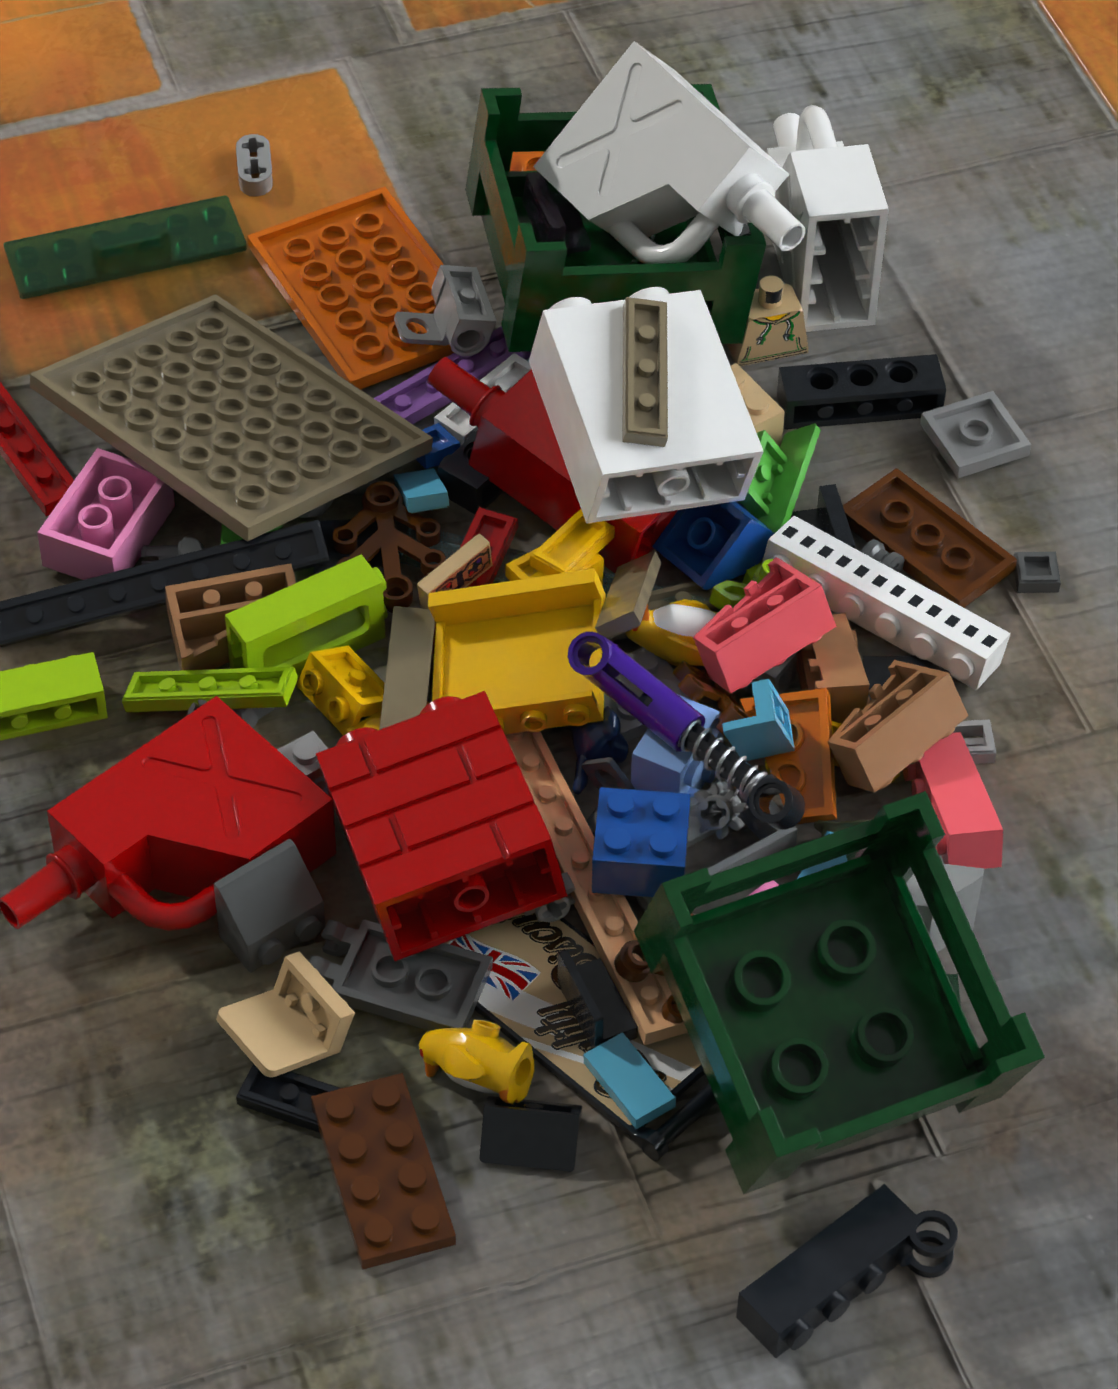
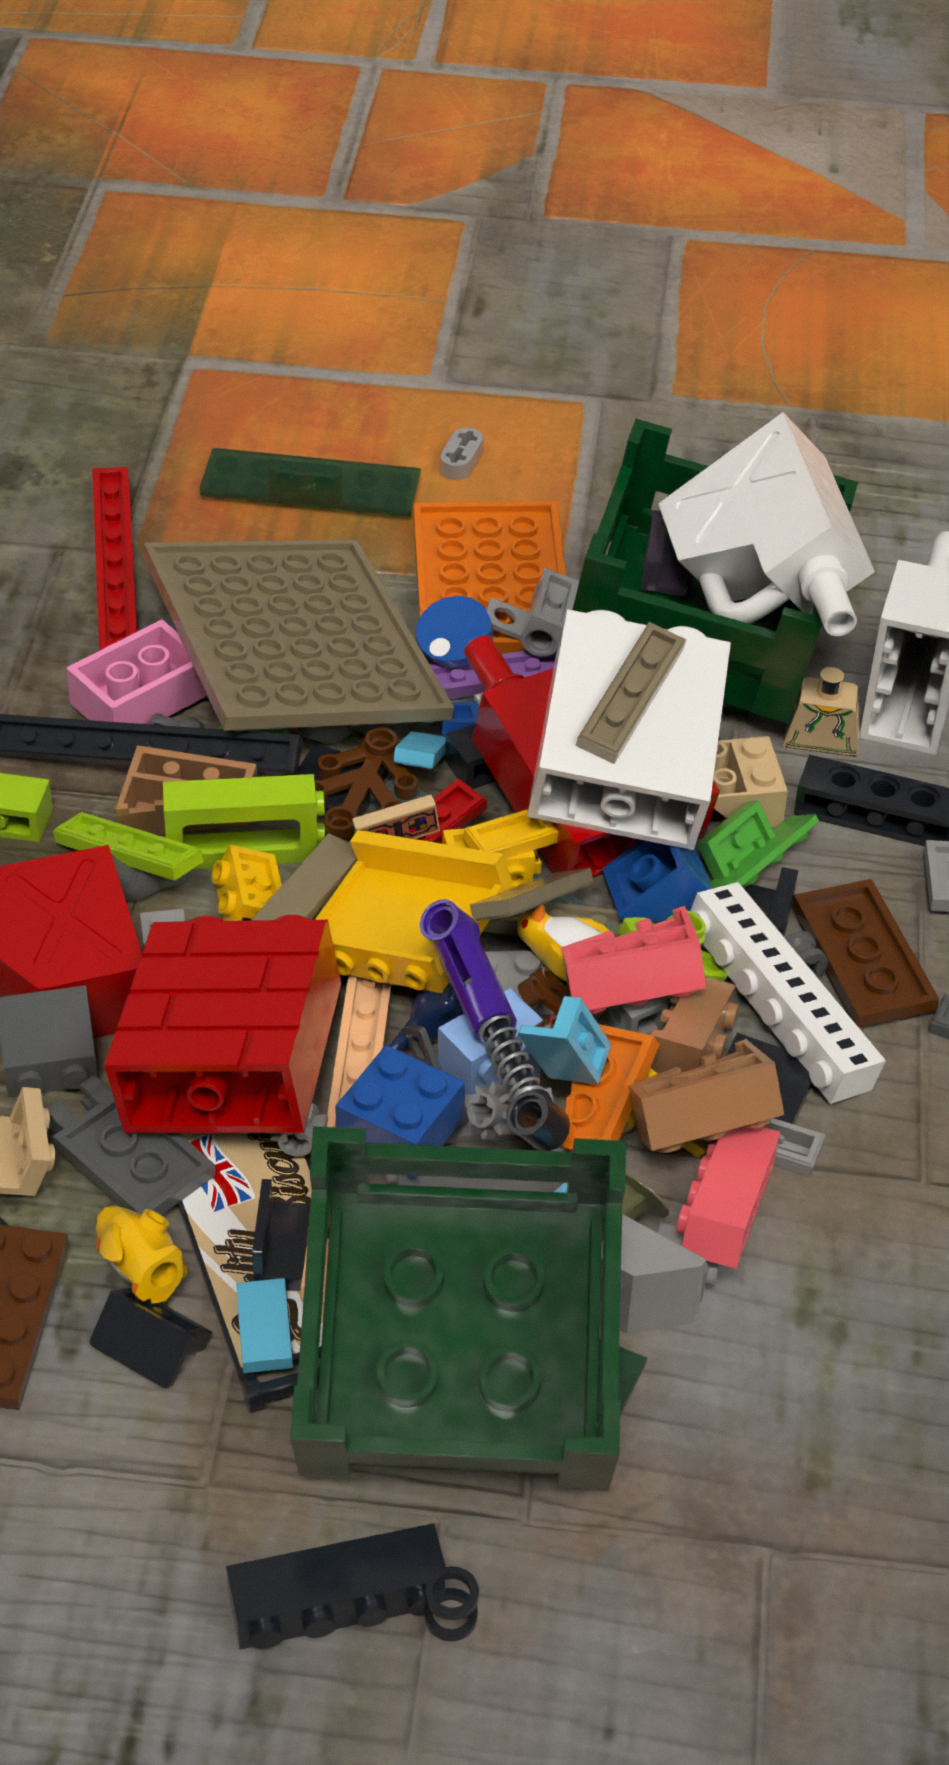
camera: 25 degrees right, 5 degrees down
(382, 359) = (449, 627): none -> blue tile

